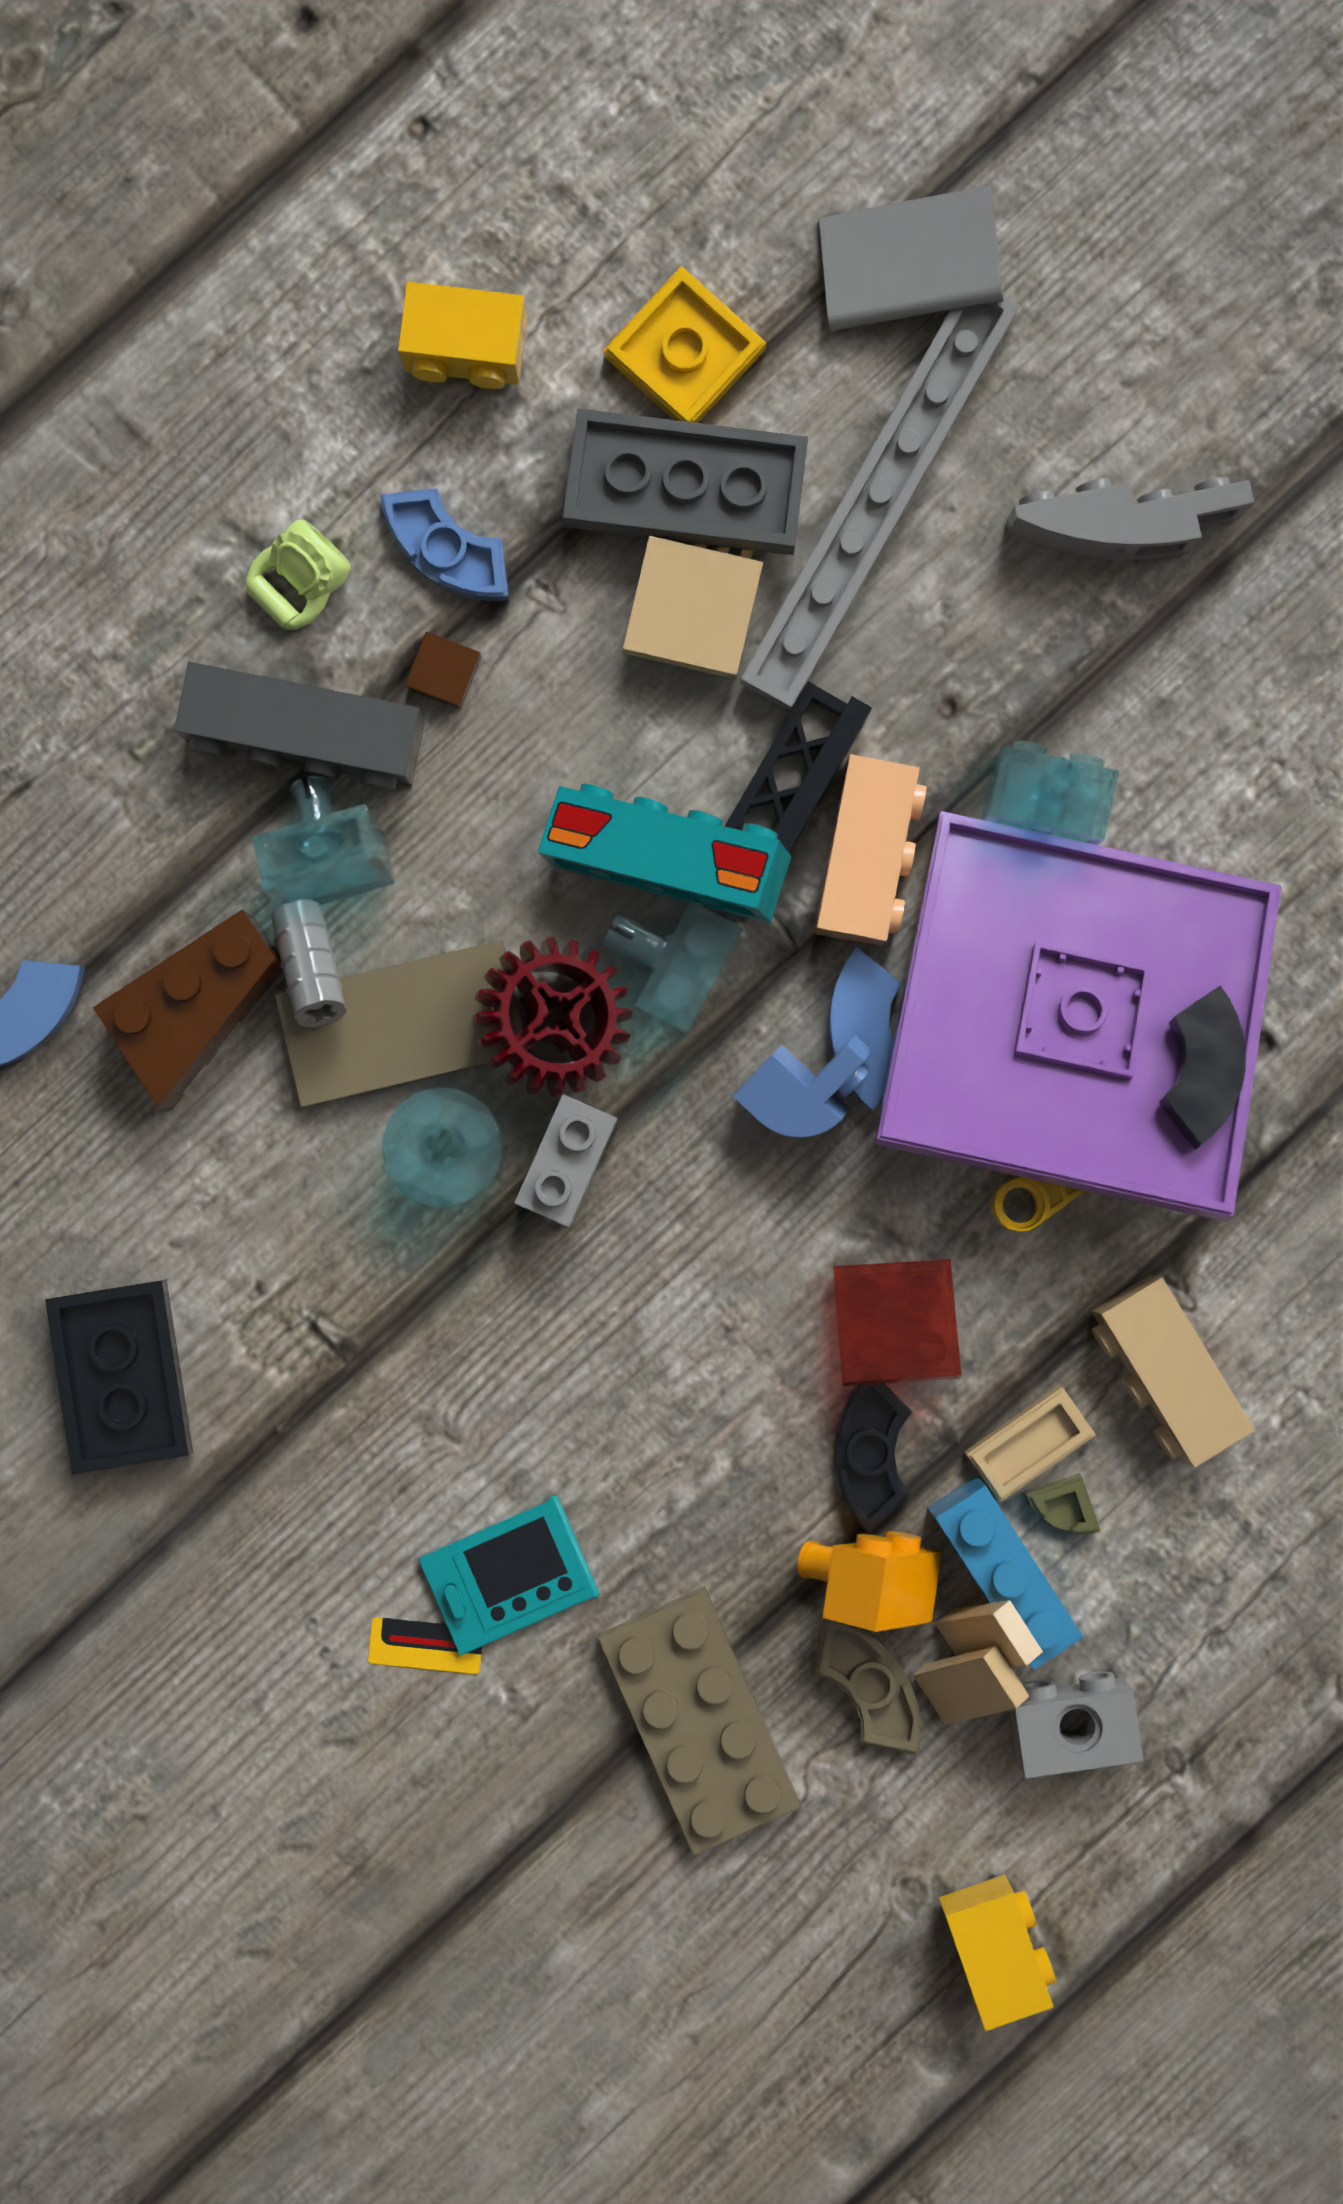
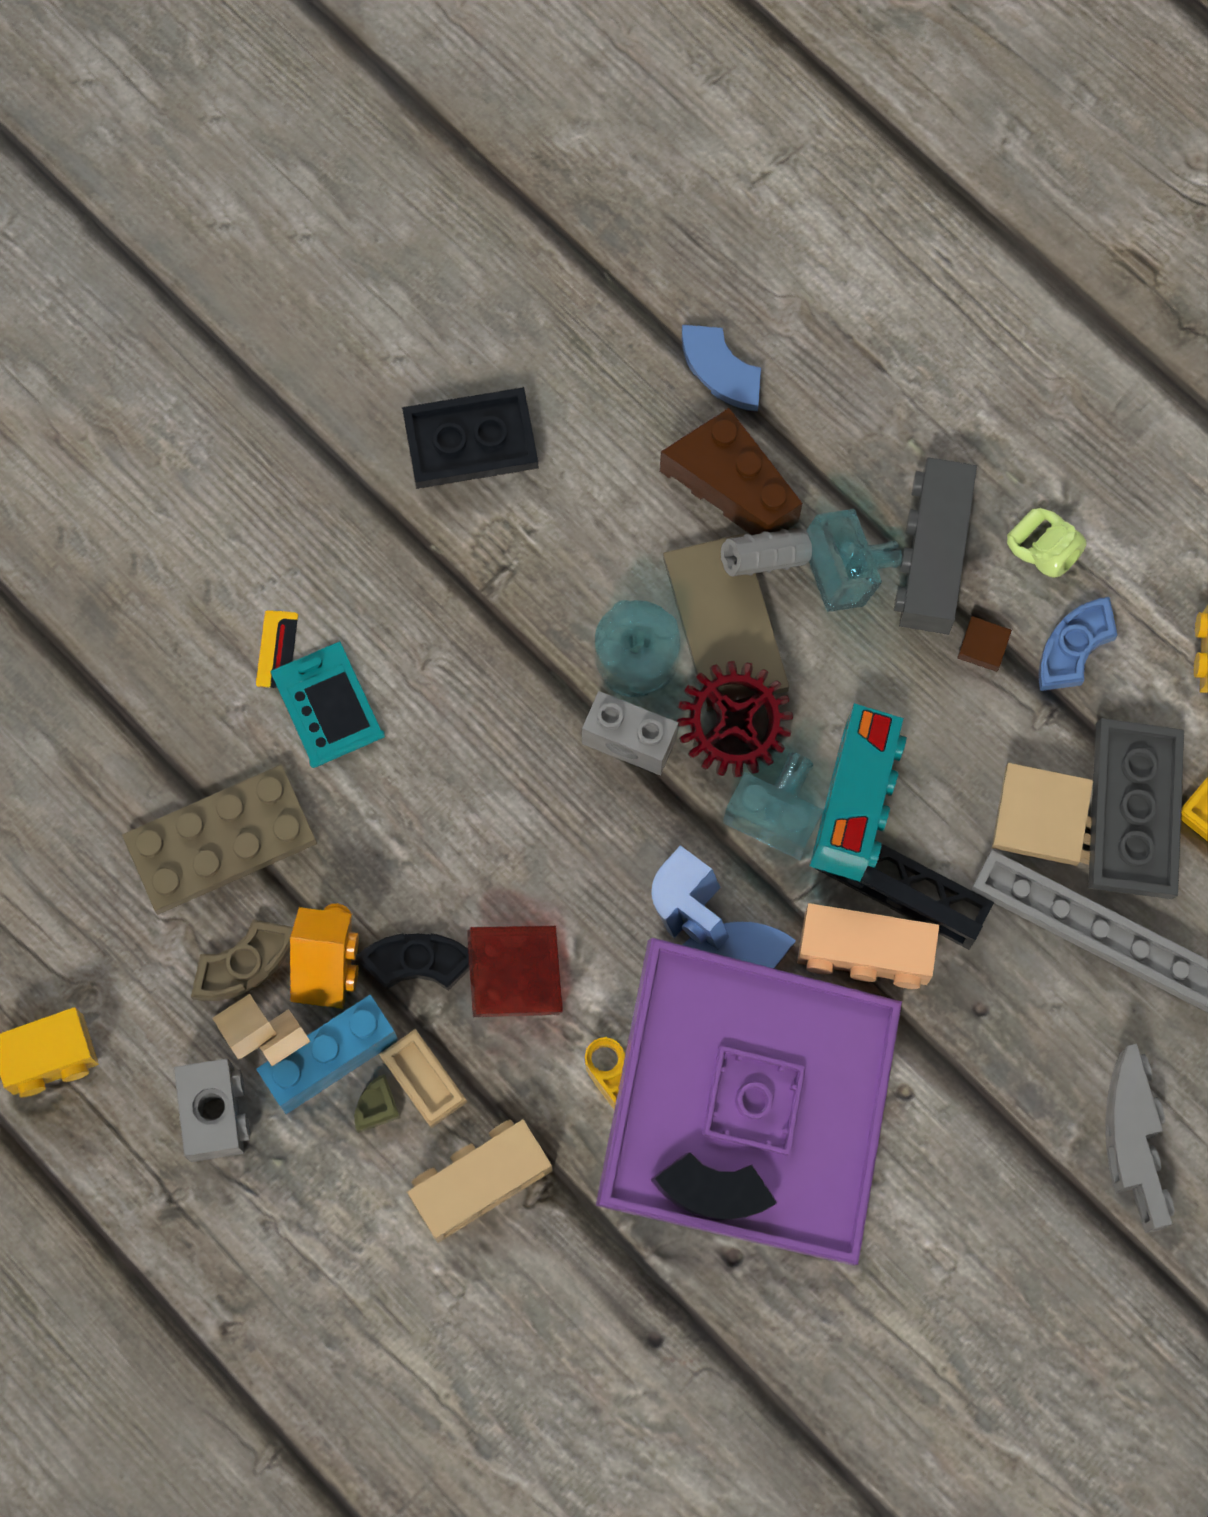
camera: 90 degrees right, 15 degrees down
(1051, 792) = (919, 1080): clear light blue brick -> none

